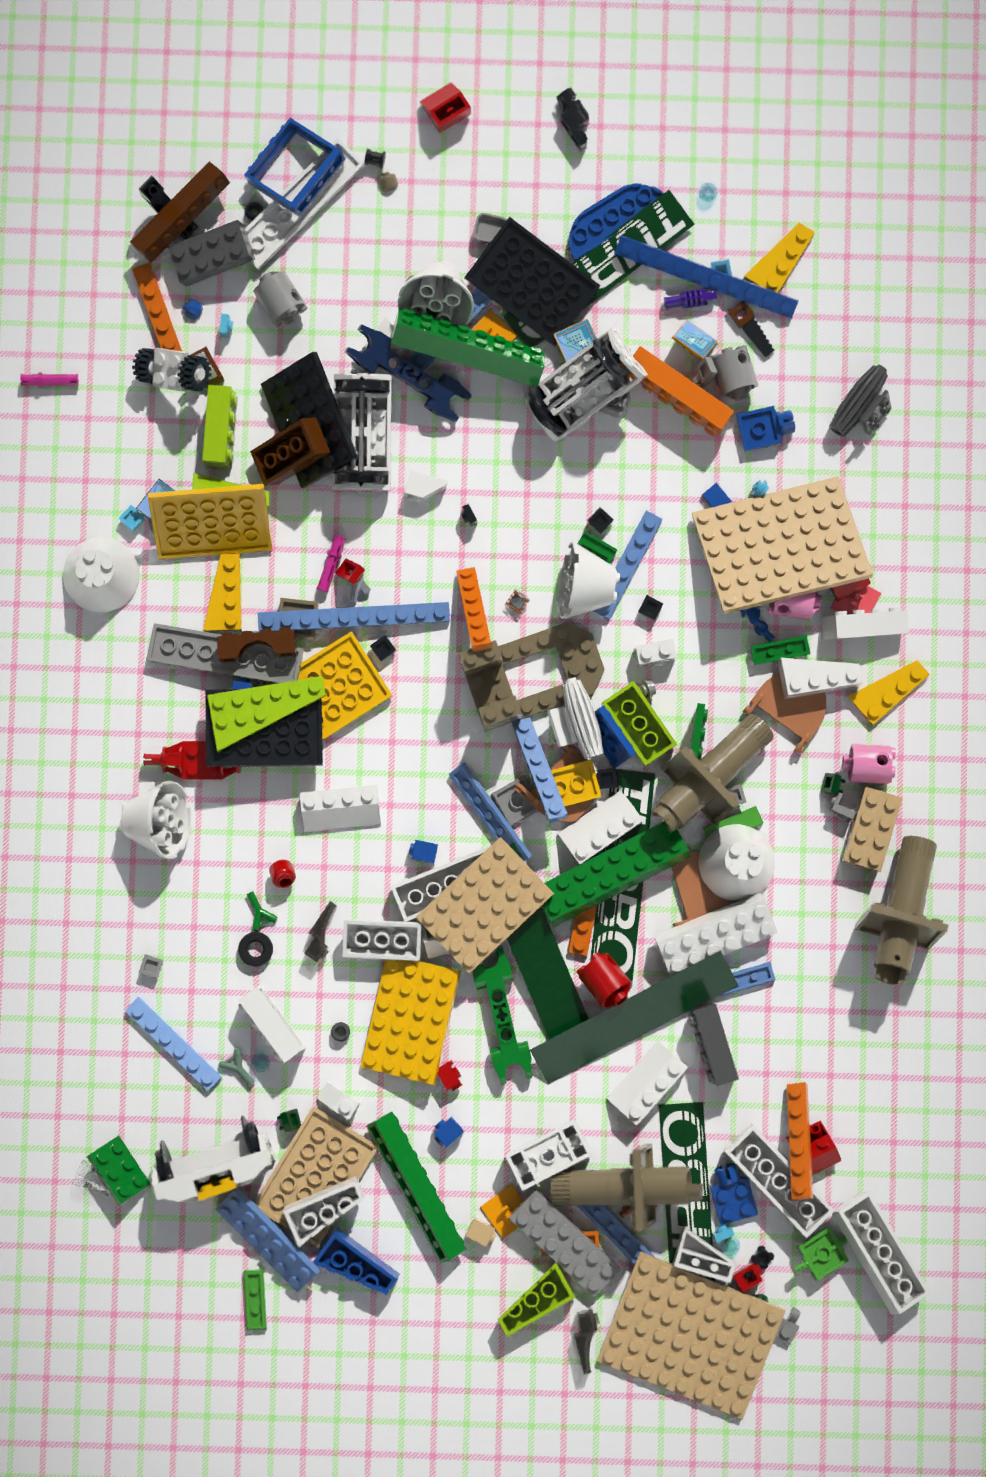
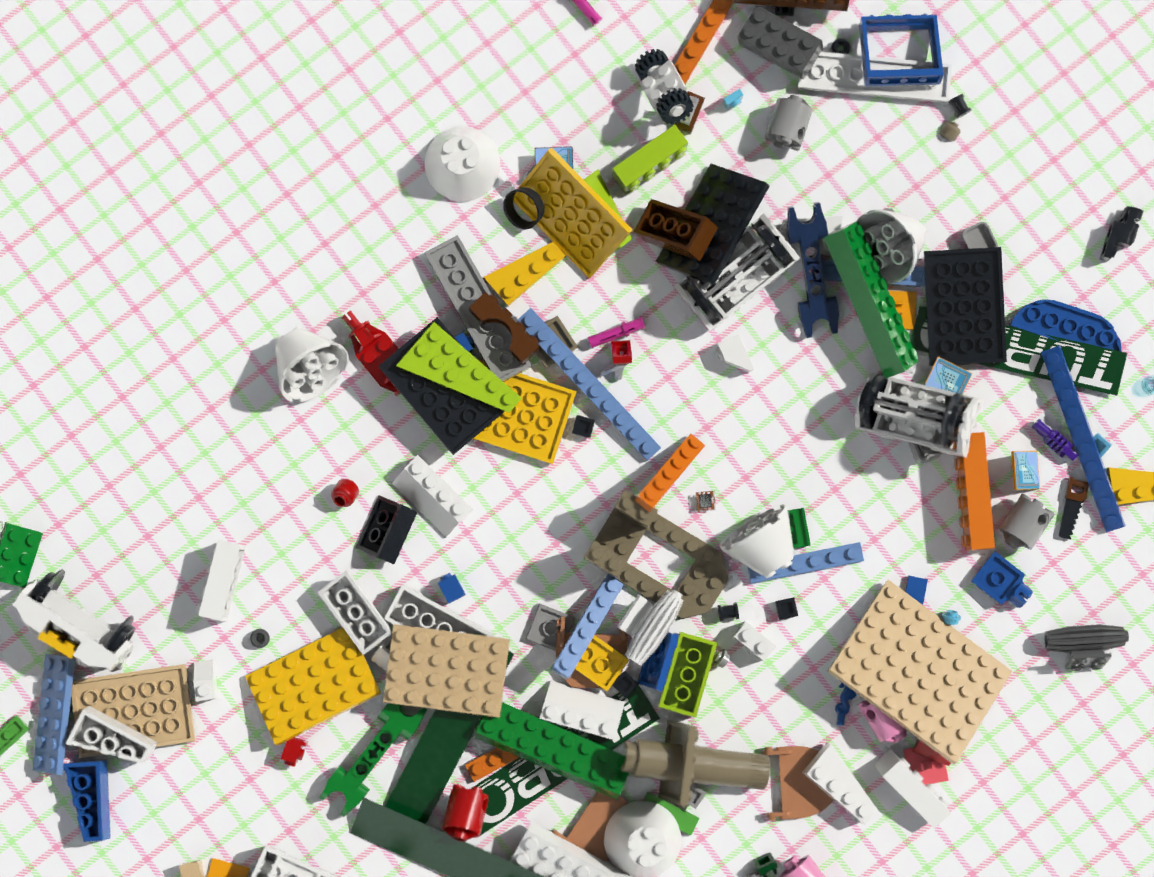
camera: 50 degrees right, 0 degrees up
(132, 518) = (525, 151): medium azure plate -> none
(151, 966) = (192, 450): light grey plate -> none
(173, 1043) = (146, 516): light blue plate -> none
(175, 569) = (513, 216): none -> black tyre
(192, 309) = (725, 64): blue piece -> none
(237, 1067) = (168, 581): sand green piece -> none
(255, 1062) = (181, 595): clear light blue plate -> none
(259, 912) = (301, 499): green piece -> none
(267, 949) = (270, 508): black tyre -> none
(290, 1120) = (160, 655): dark green tile -> none
(317, 948) = (311, 567): clear smoke slope -> none
(337, 864) = (386, 529): none -> black slope
(416, 1187) = (186, 796): green brick -> none
(446, 107) = (1046, 127): red slope -> none
(447, 1131) = (249, 785): blue brick -> none
(468, 515) = (740, 407): black plate -> none
(486, 808) = (524, 610): medium blue plate -> none
(600, 520) = (822, 513): black plate -> none
(616, 654) = (728, 612): none -> black bush
(699, 732) = (719, 727): green plate -> none
(705, 372) = (1007, 500): light grey plate -> none
(775, 650) = (837, 737): green plate -> none
(885, 693) = (870, 848): yellow wing -> none

